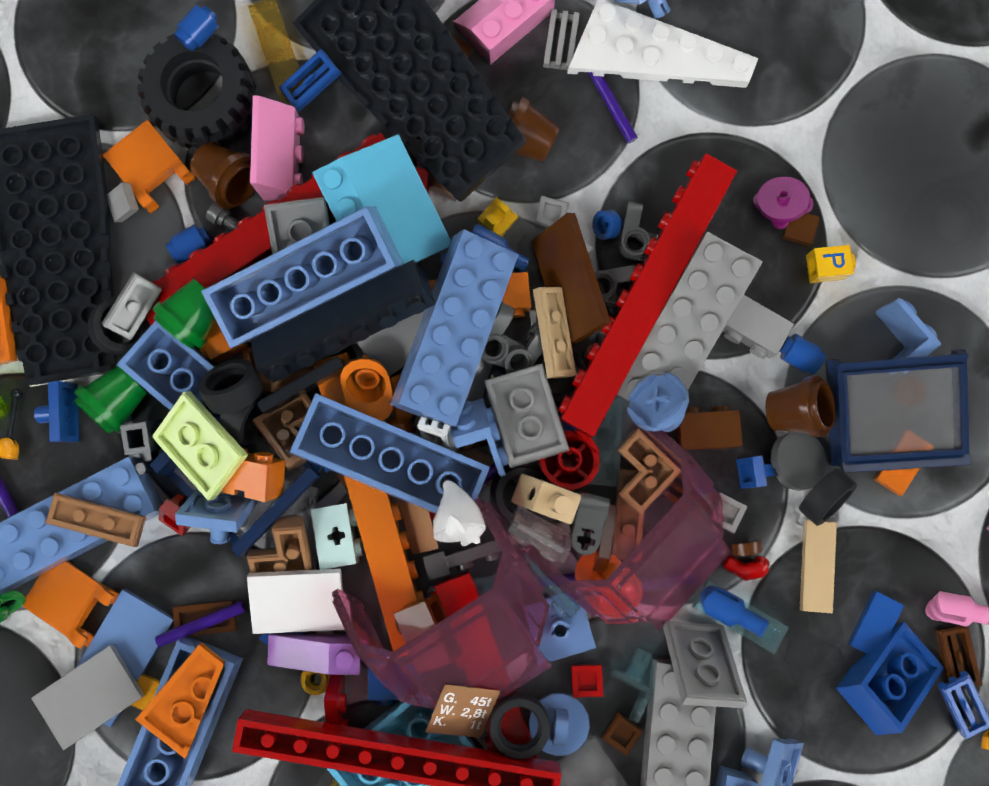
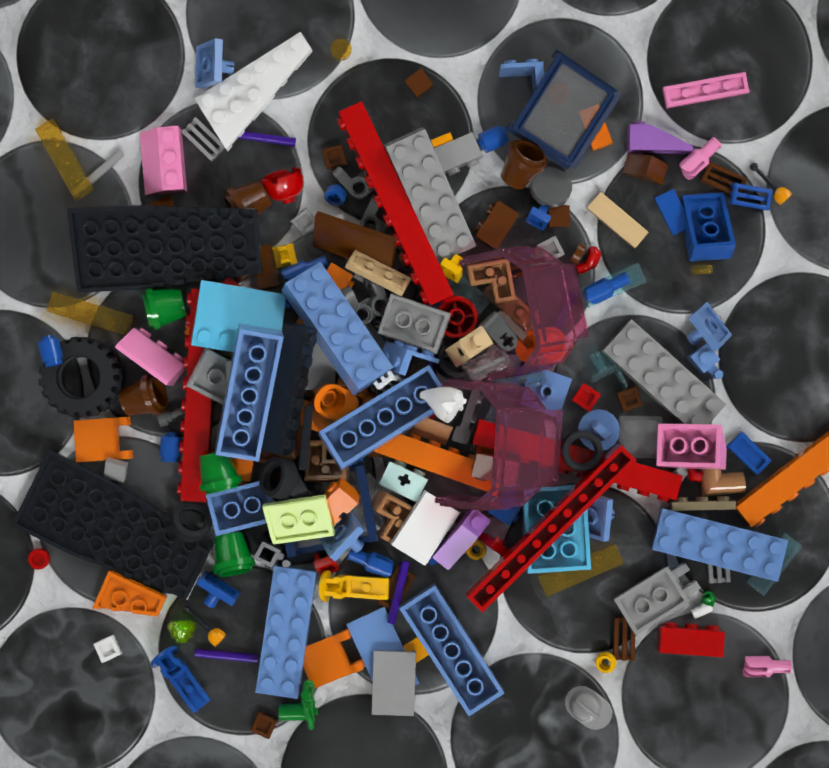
camera: 55 degrees left, 5 degrees up
(96, 519) = (298, 607): medium nougat tile -> none
(131, 306) = (188, 503): light grey plate -> none
(171, 567) = (352, 586): none -> yellow piece
(182, 701) = (434, 625): orange wing -> none
(215, 570) = (373, 562): none -> blue arm
(317, 88) = (122, 289): blue tile -> none
(340, 121) = (163, 306): none -> green piece
(462, 711) = (551, 475): medium nougat sticker -> none
(465, 213) = (269, 276): none -> reddish brown tile
(575, 159) = (284, 184): none -> red cylinder
(618, 414) = (452, 268): none -> yellow tile
(649, 193) = (334, 156): none -> reddish brown tile
(658, 403) = (461, 245): medium blue tile -> none
(704, 665) = (622, 325): light grey tile -> none
(759, 296) = (441, 140): none -> light orange tile
(771, 496) = (560, 216): none -> reddish brown tile
(772, 117) = (341, 49): none -> clear yellow tile
(783, 200) = (396, 82): magenta piece -> none
(827, 496) = (582, 187): black tyre -> none
(830, 263) = (452, 83): yellow brick -> none
(838, 710) = (702, 269): none -> clear yellow tile
(902, 554) = (645, 168): none -> reddish brown slope
(943, 541) = (650, 139): none -> medium lavender slope

